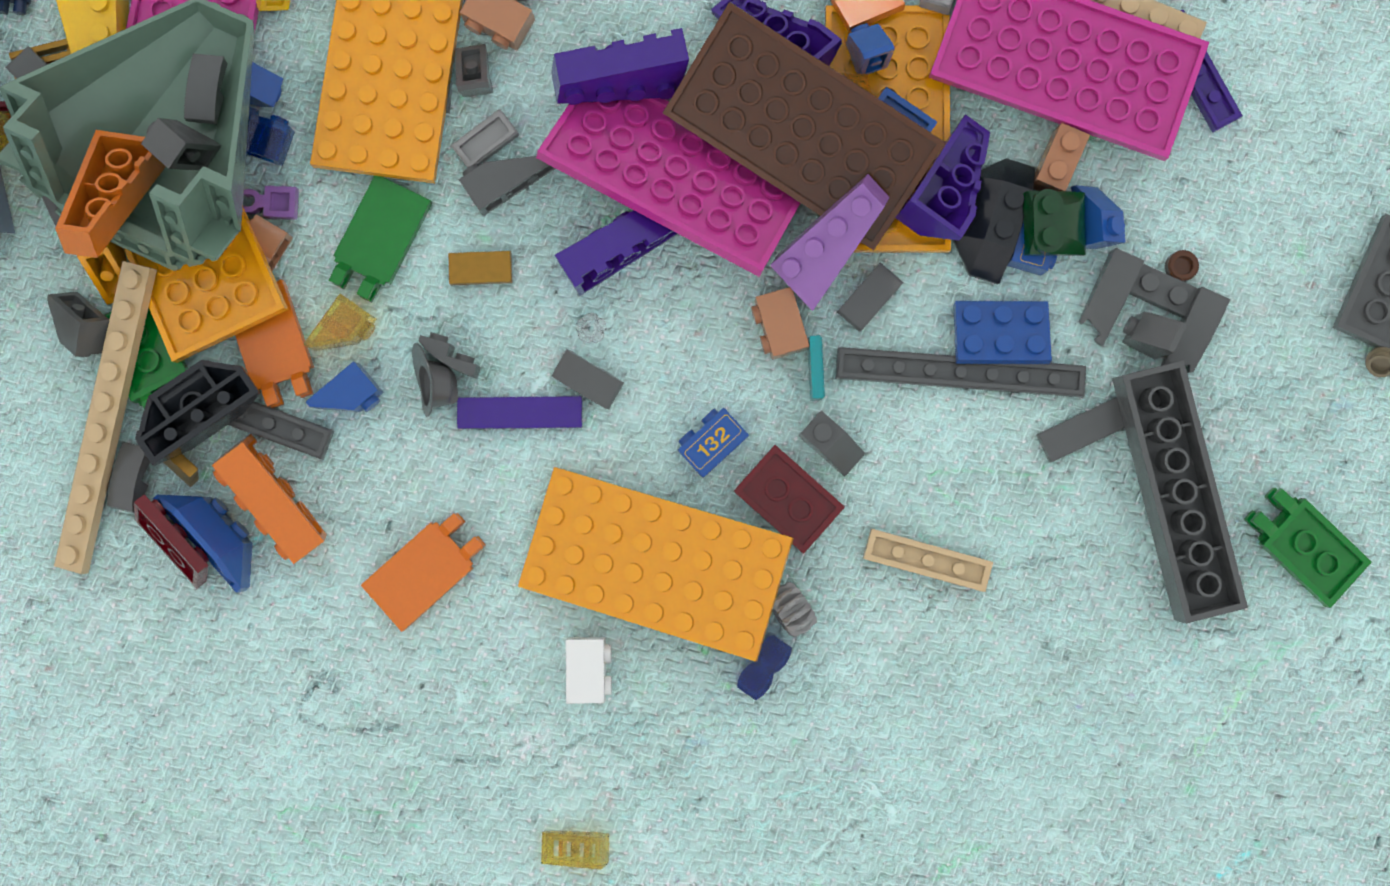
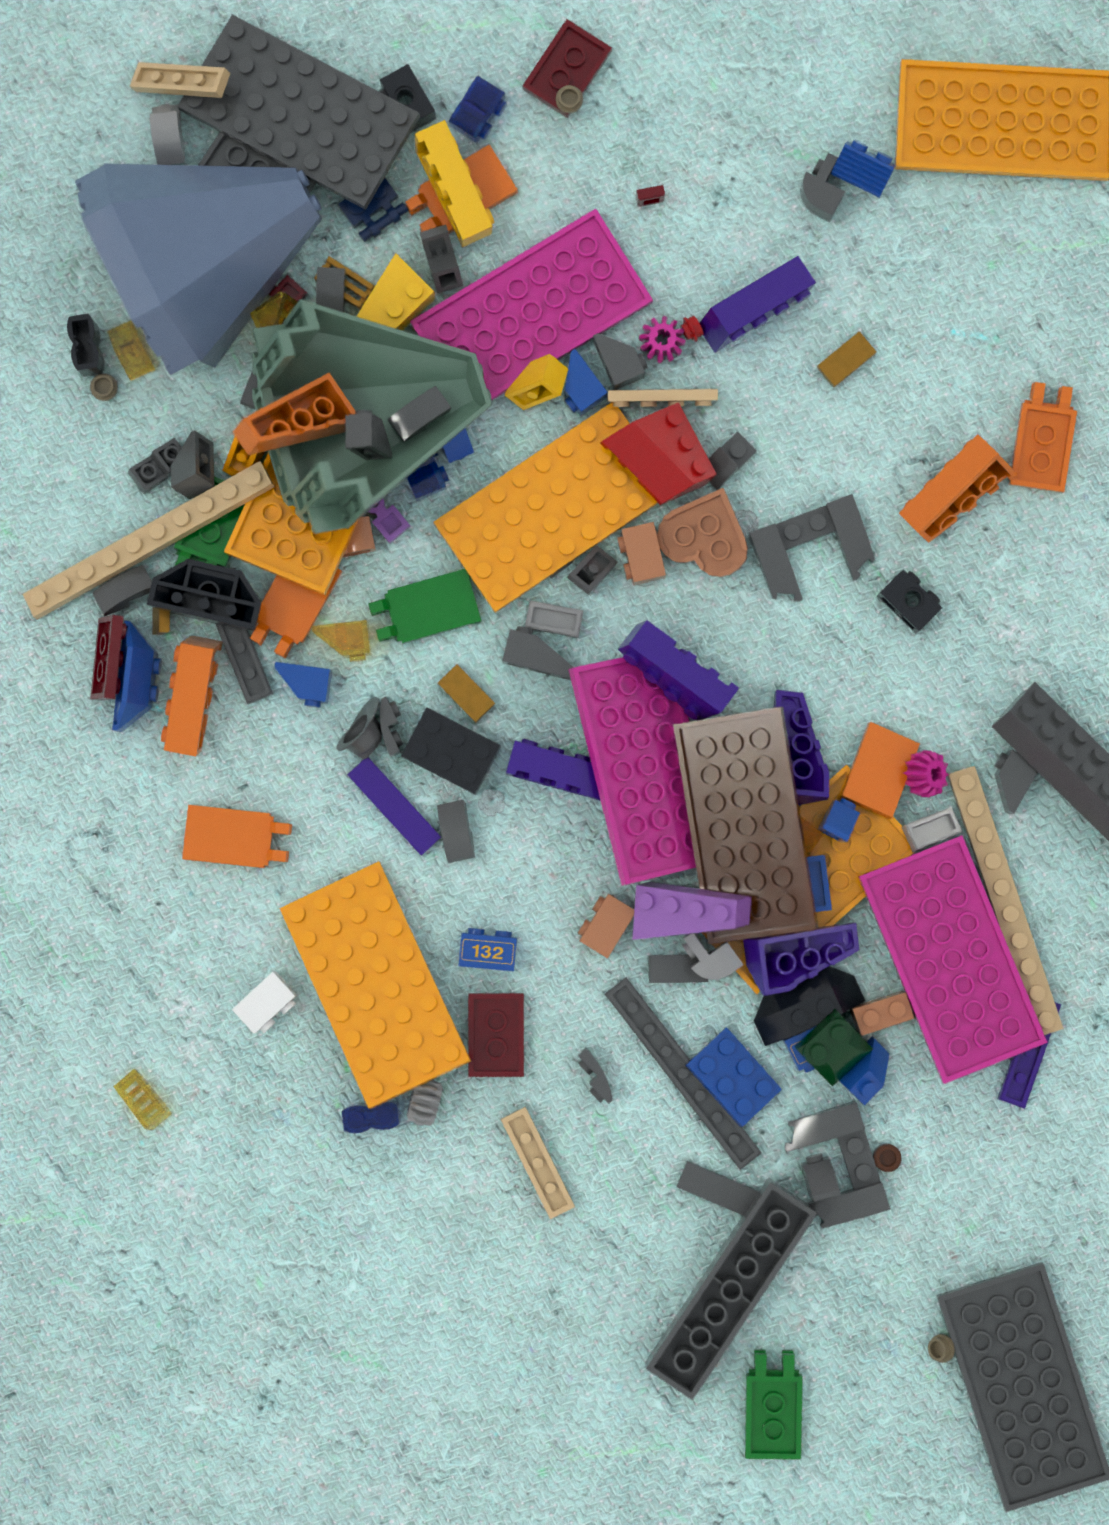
camera: 50 degrees right, 0 degrees up
(53, 358) = (156, 467): none -> dark grey slope
(516, 322) = (451, 751): none -> black brick
(816, 368) = (598, 975): teal tile -> none
(832, 443) = (558, 1030): dark grey slope -> none
(895, 260) = (714, 965): none -> light grey brick
(906, 447) = (601, 1088): none -> dark grey slope

